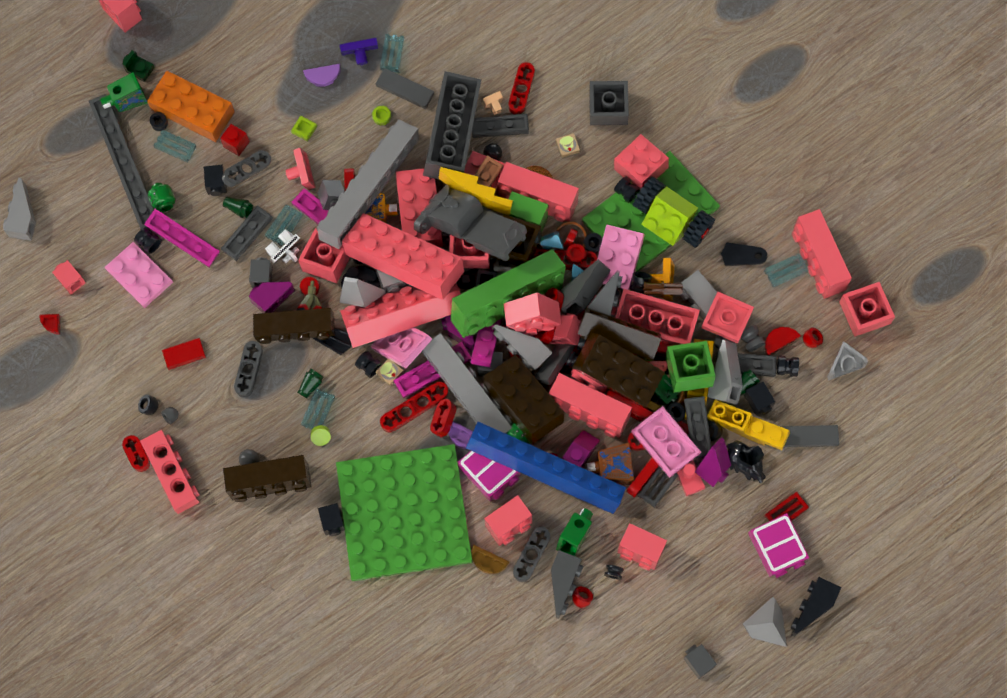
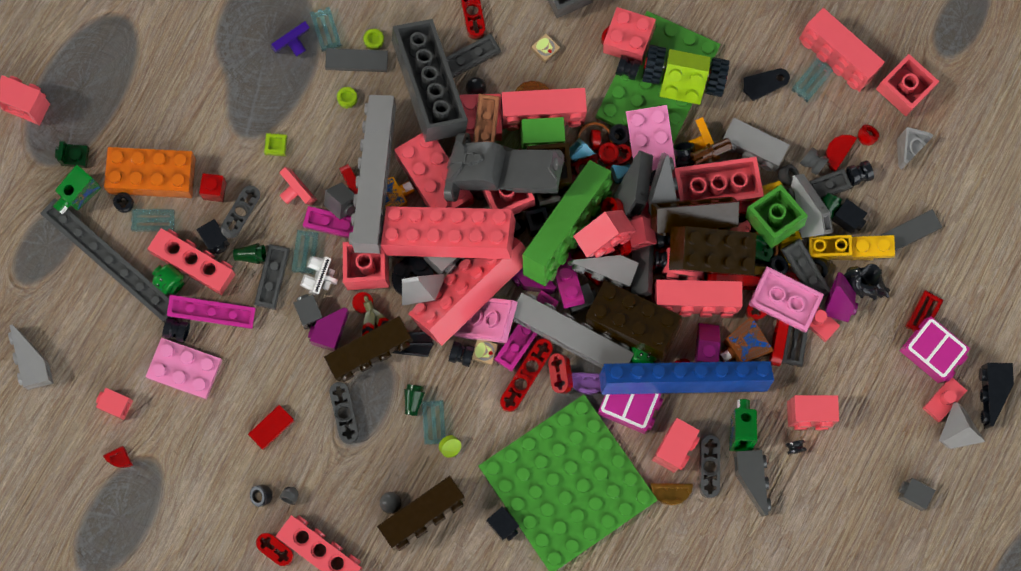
camera: 35 degrees left, 5 degrees up
(200, 216) = (161, 247): none -> coral brick
(322, 75) = (267, 82): medium lavender tile -> none
(427, 77) = (373, 39): none -> lime tile
(469, 184) = (481, 132): yellow slope -> none
(493, 102) = (453, 37): light nougat tile -> none
(580, 601) = (777, 490): red piece -> none
(727, 317) = (786, 152): coral plate -> none
(764, 592) = (944, 398): none -> coral tile

